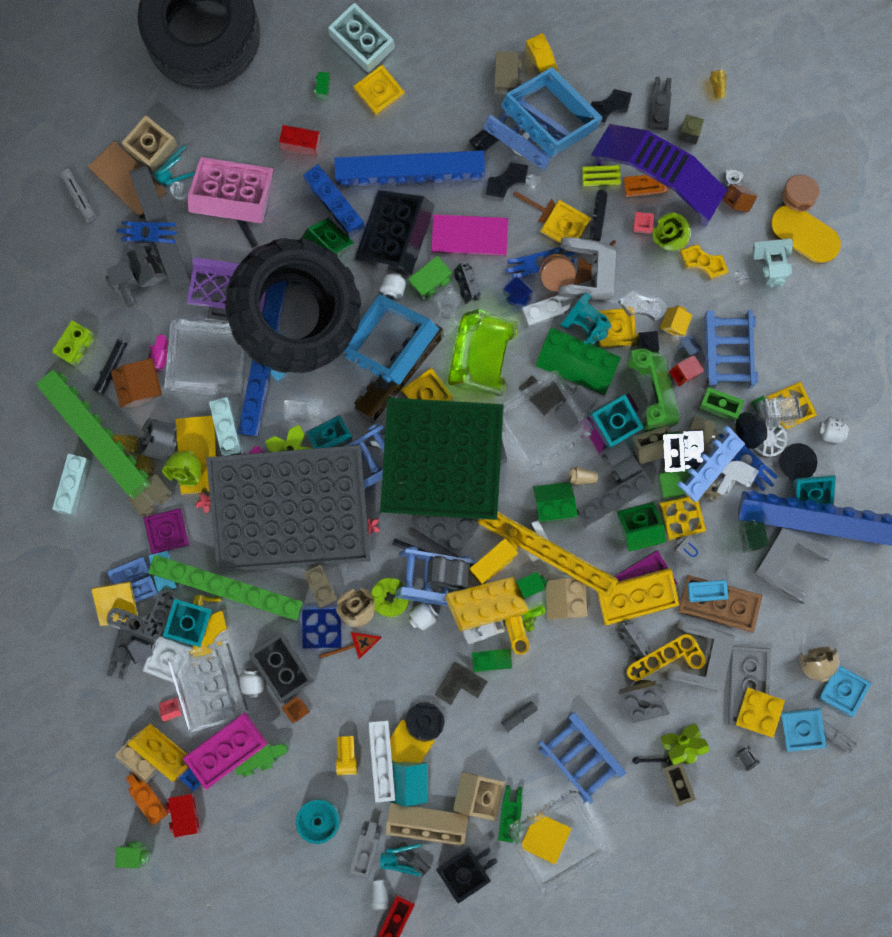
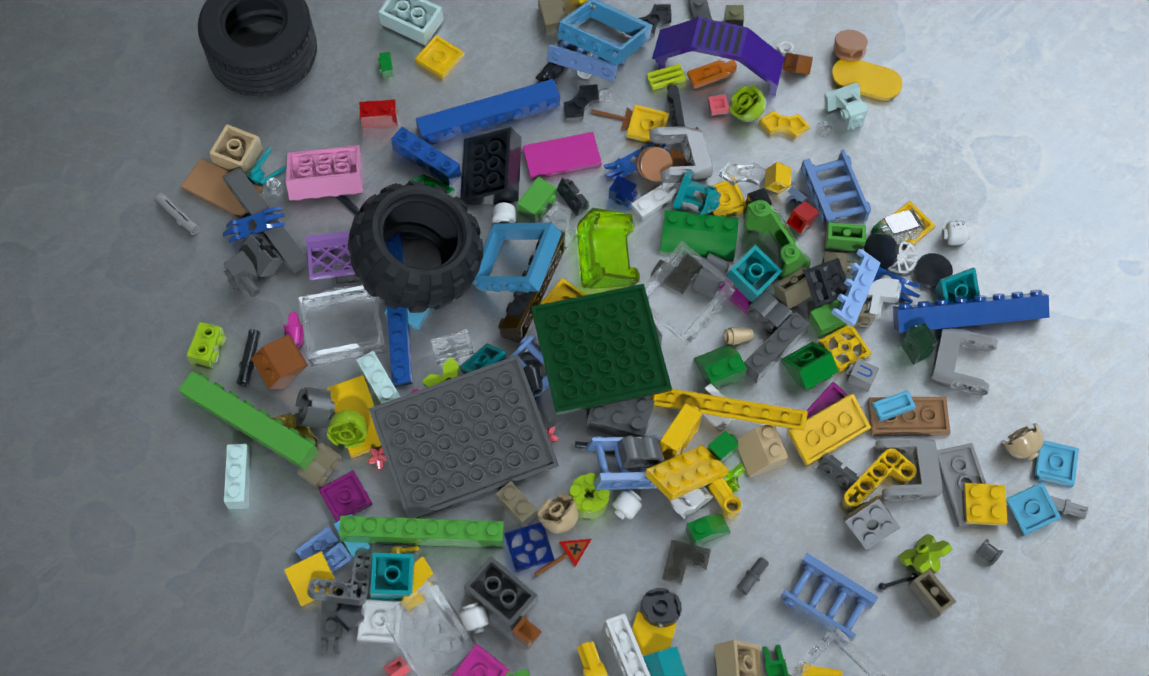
camera: 20 degrees left, 15 degrees down
(370, 469) = (534, 378): none -> black cone

